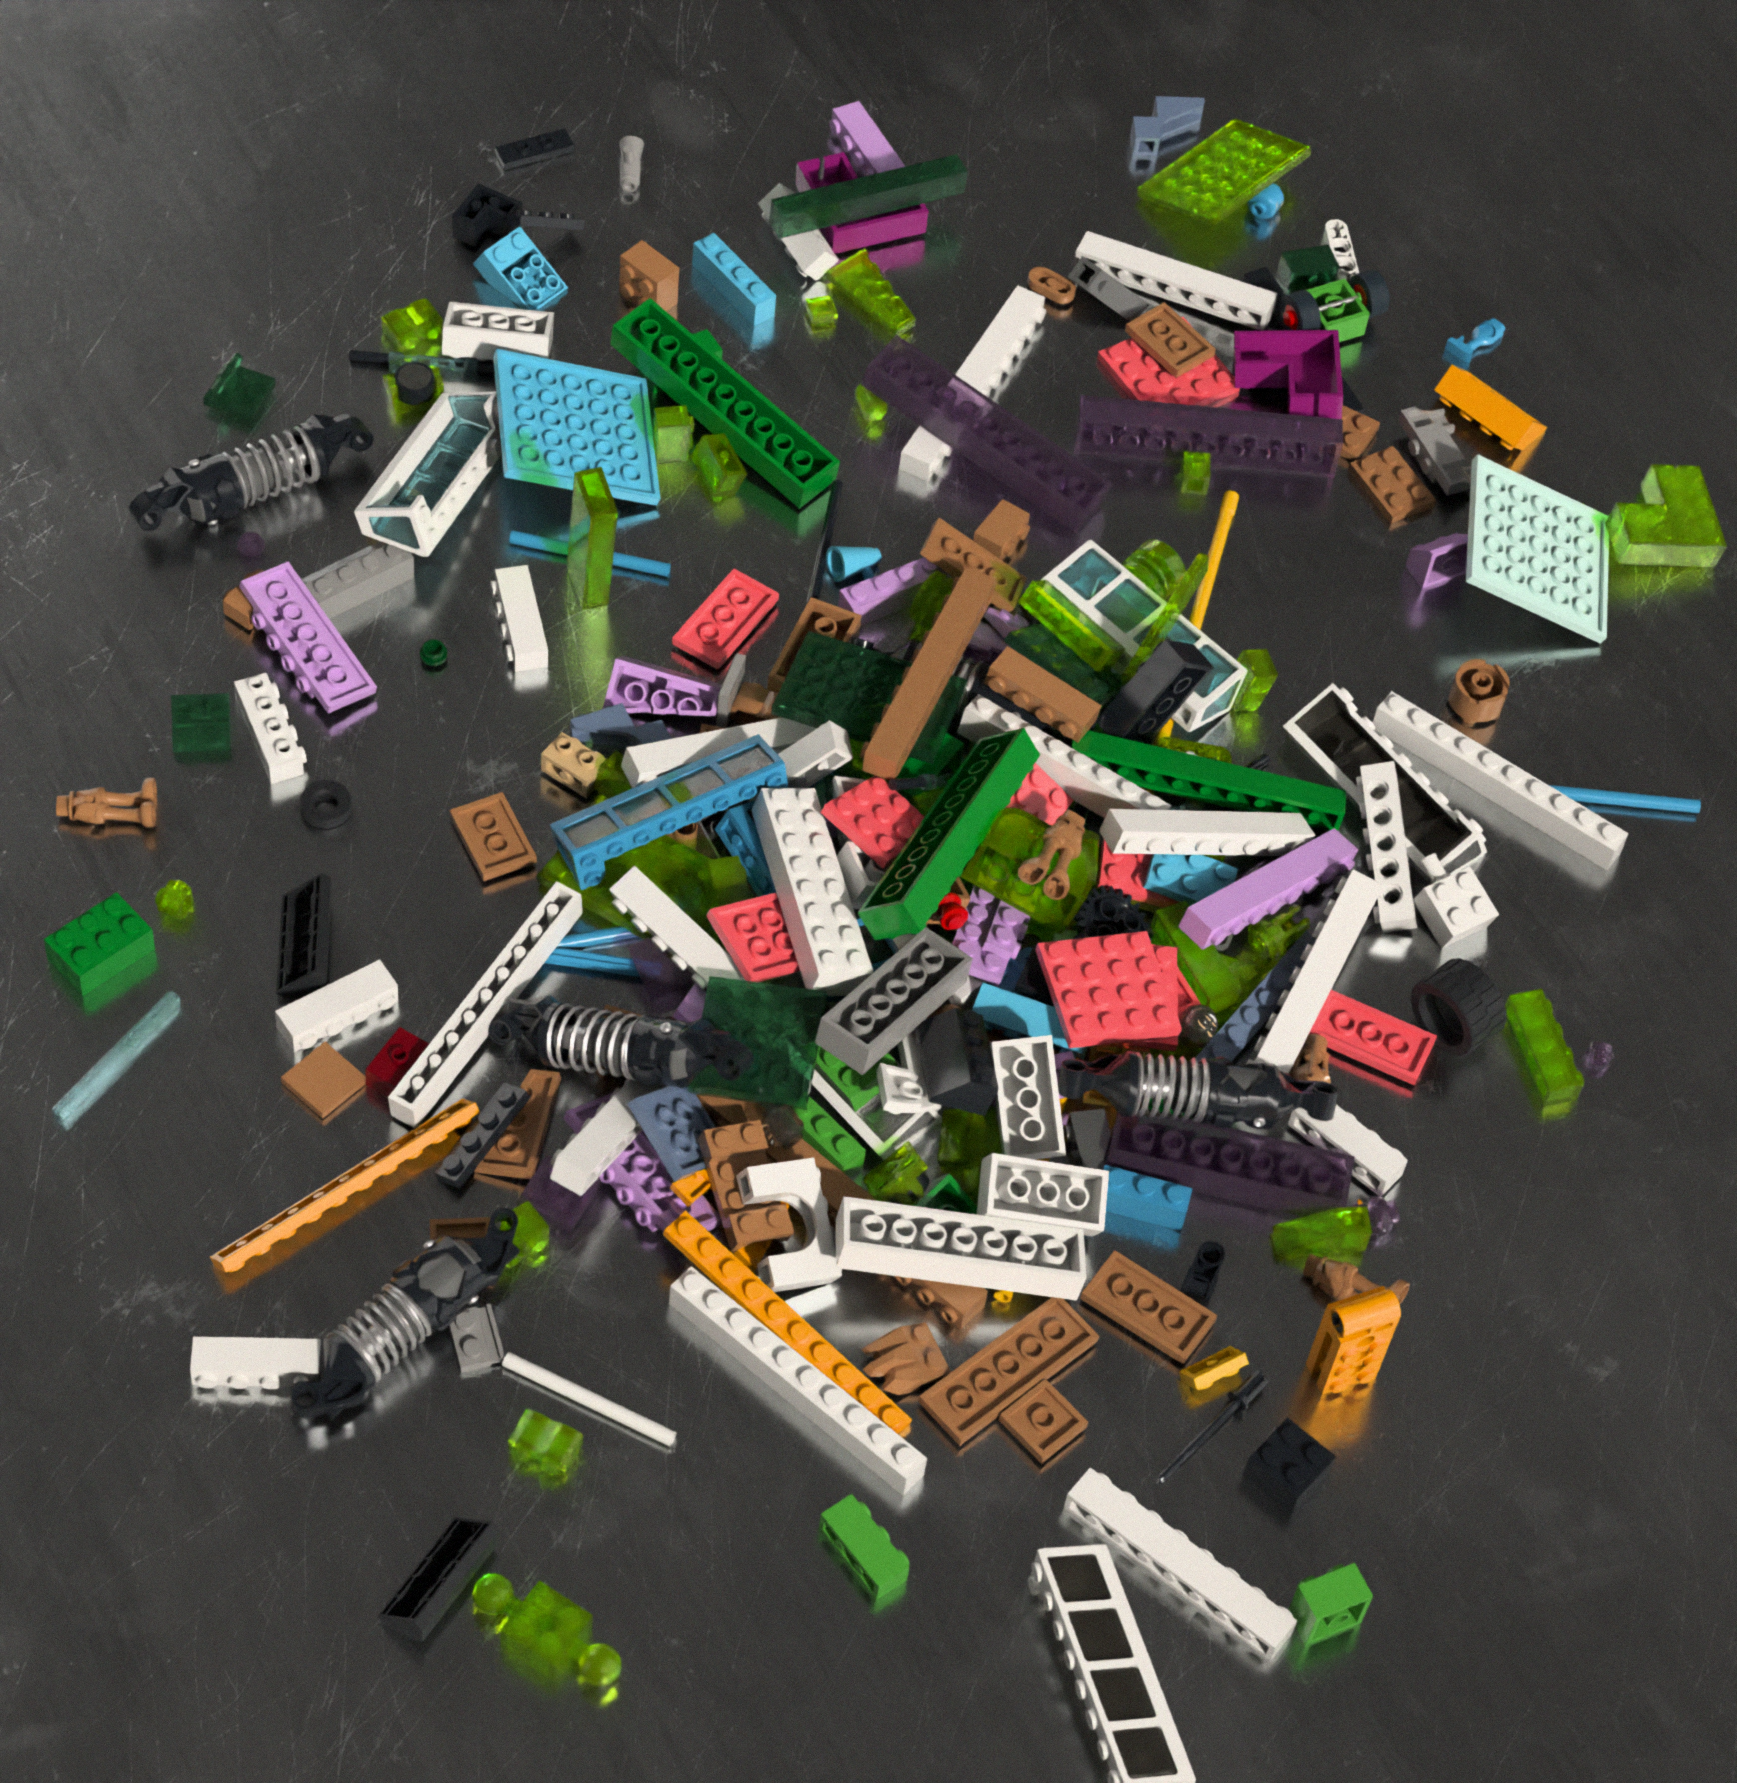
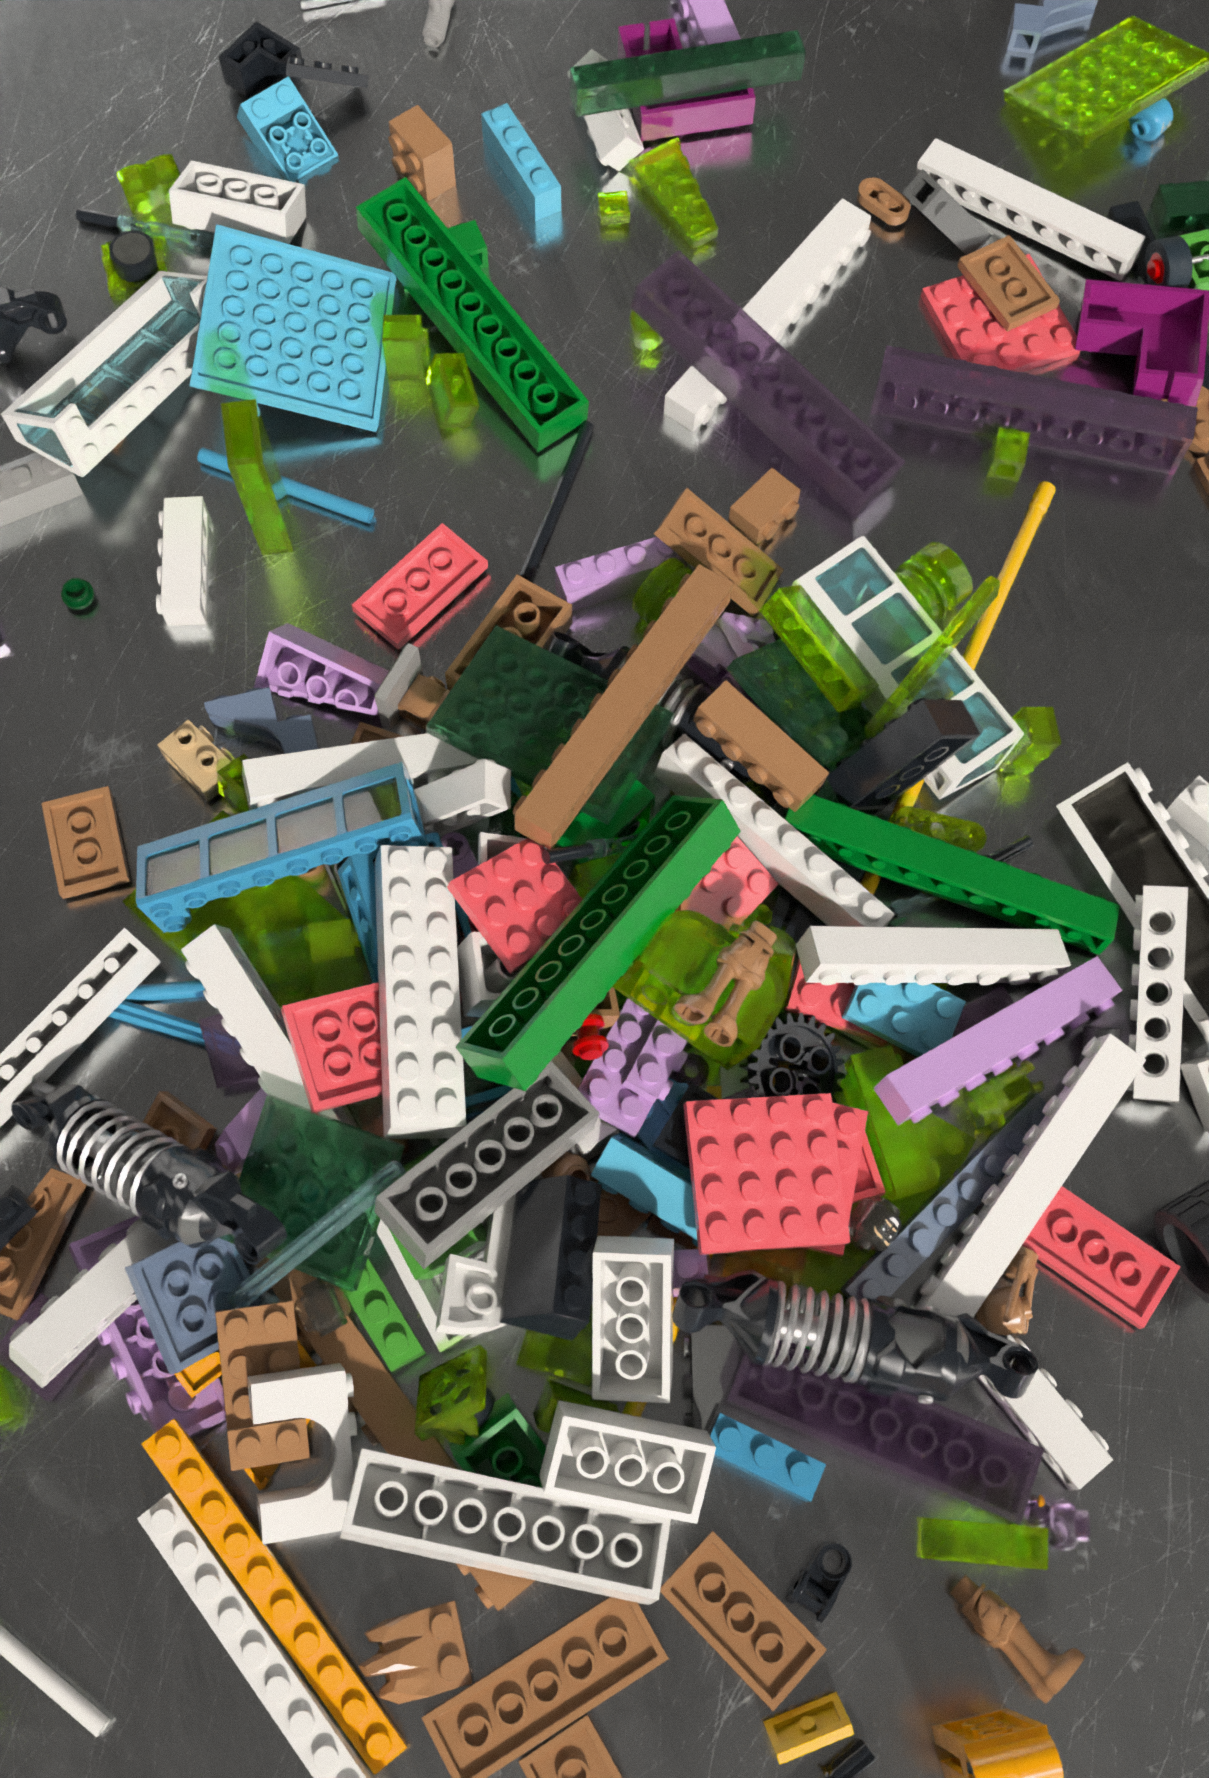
camera: 15 degrees right, 15 degrees up
(771, 1067) = (315, 1236): none -> clear light blue axle
(847, 561) = (580, 527): medium azure piece -> none

